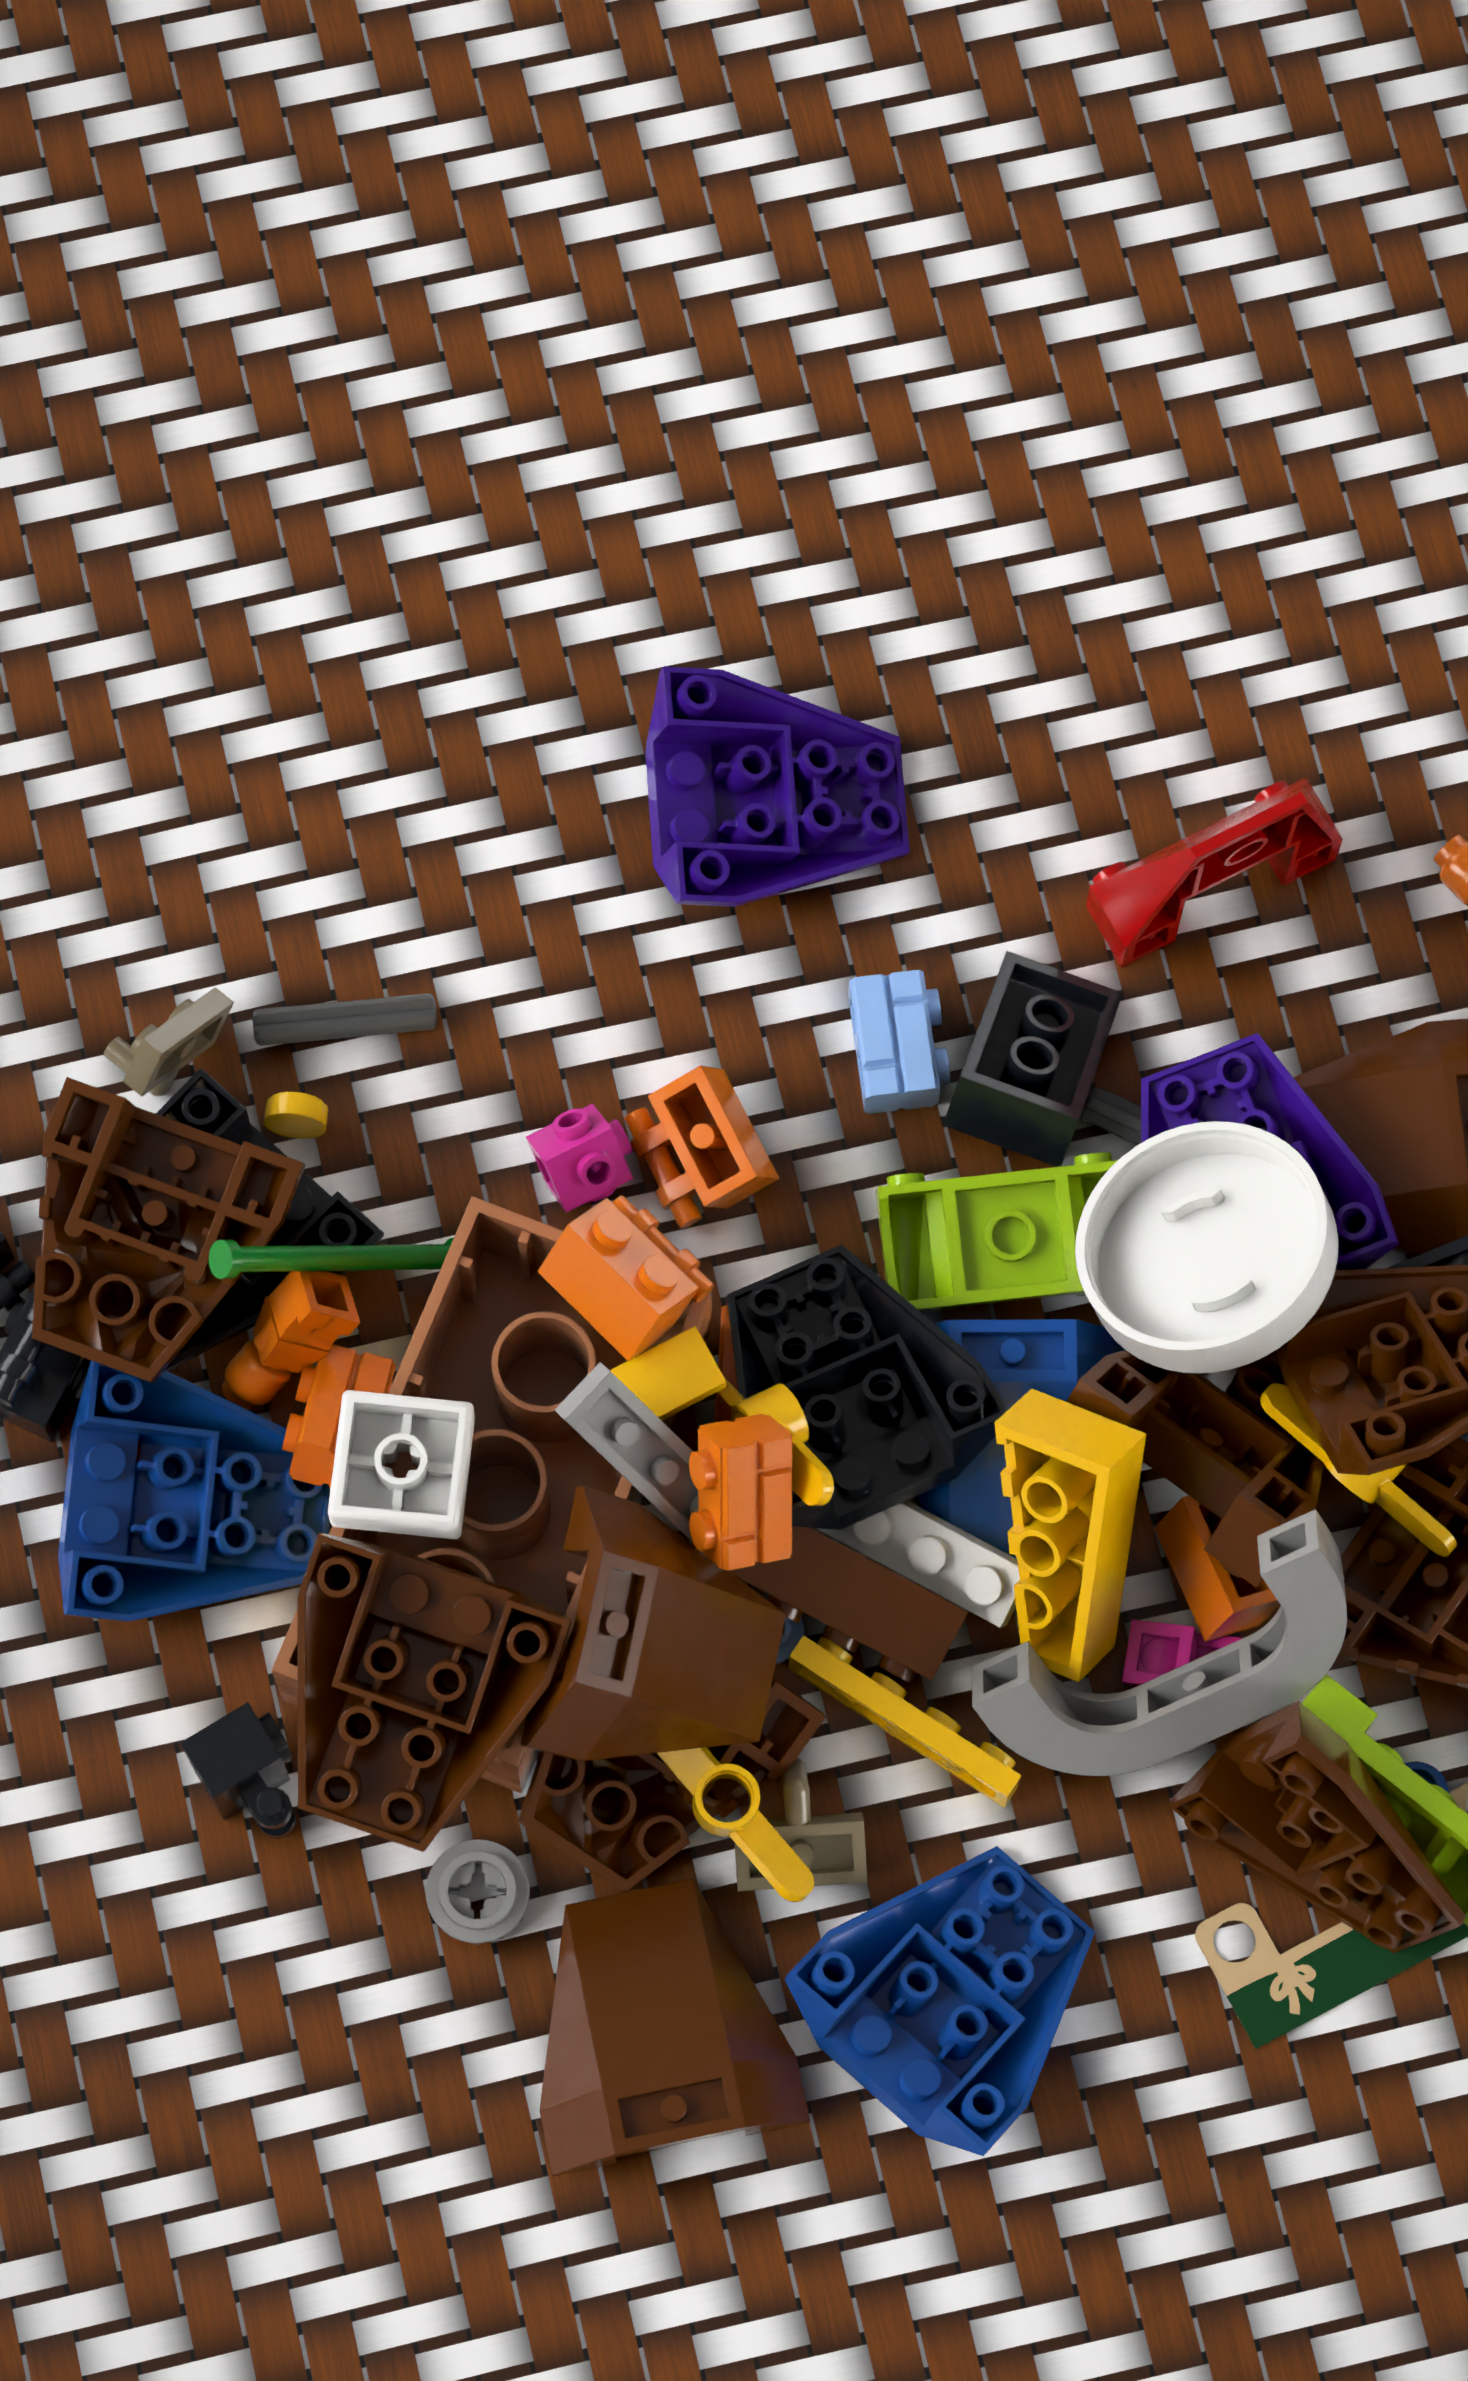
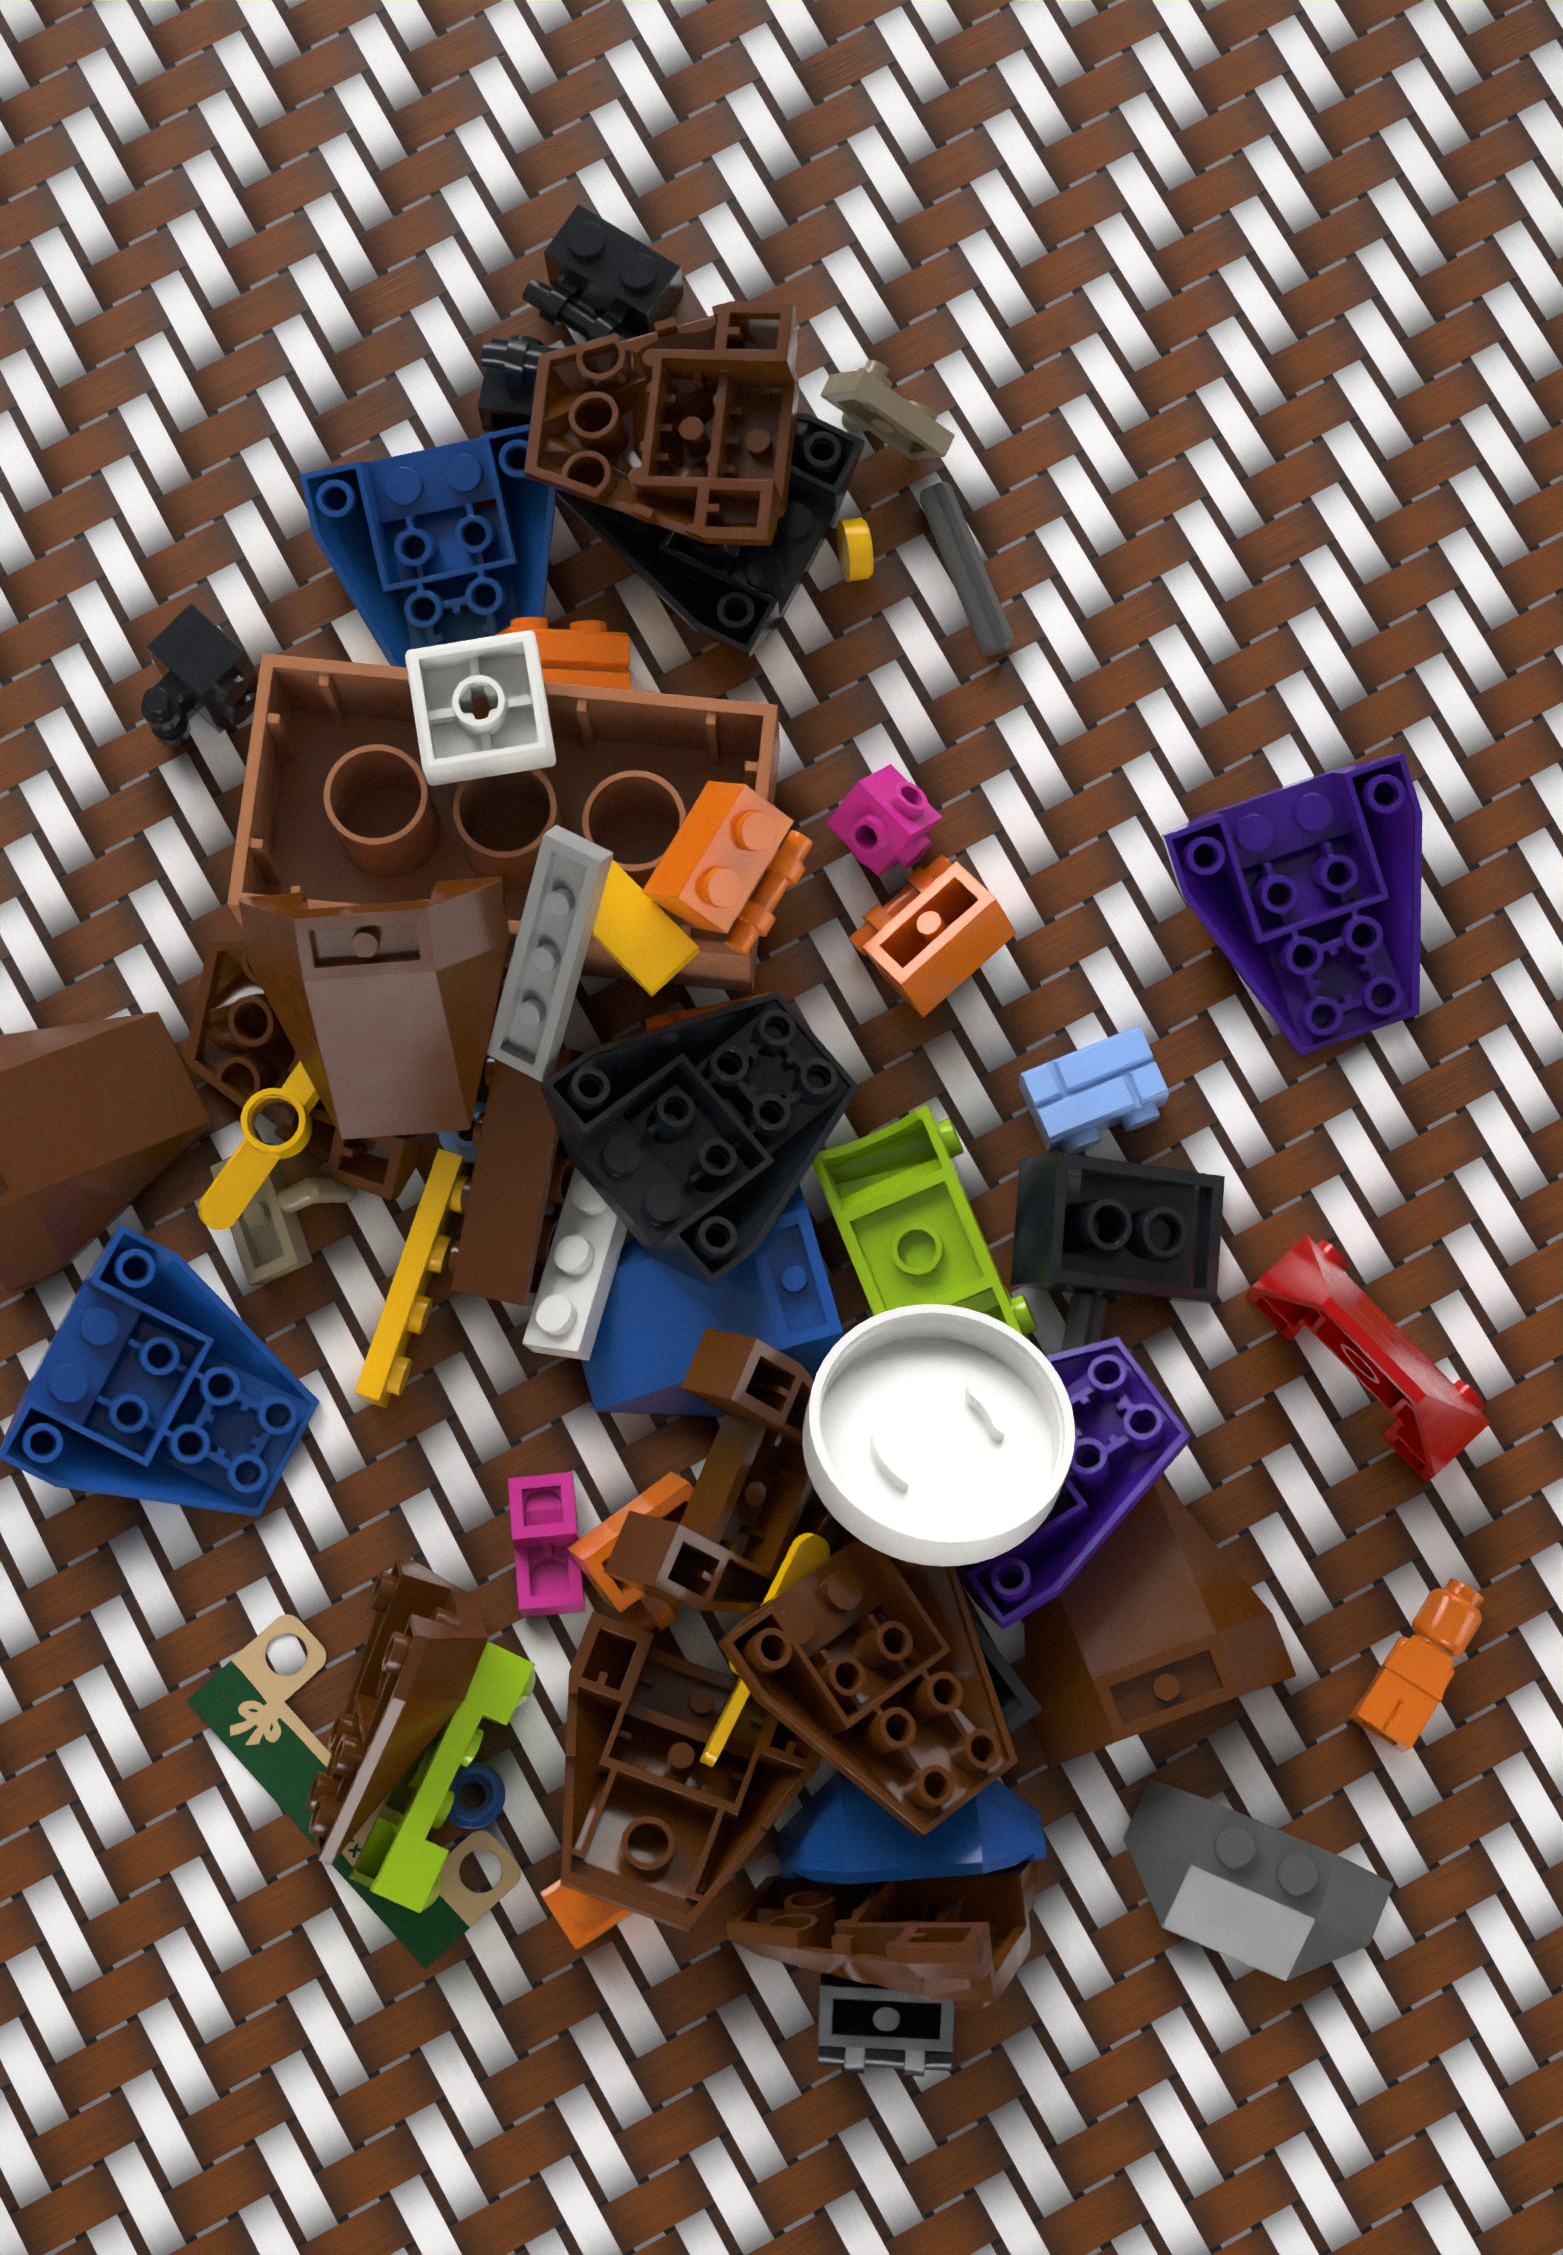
camera: 80 degrees right, 5 degrees up
(230, 1259) = (647, 498): green bar -> none
(291, 1332) = (628, 599): orange piece -> none
(409, 1684) = (273, 773): reddish brown wedge -> none
(456, 1871) = (127, 915): light grey gear -> none
(743, 1492) = (545, 1039): orange brick -> none
(809, 1475) = (630, 1054): yellow piece -> none
(1072, 1526) = (621, 1373): yellow wedge -> none
(1194, 1702) = (510, 1578): light grey arch -> none

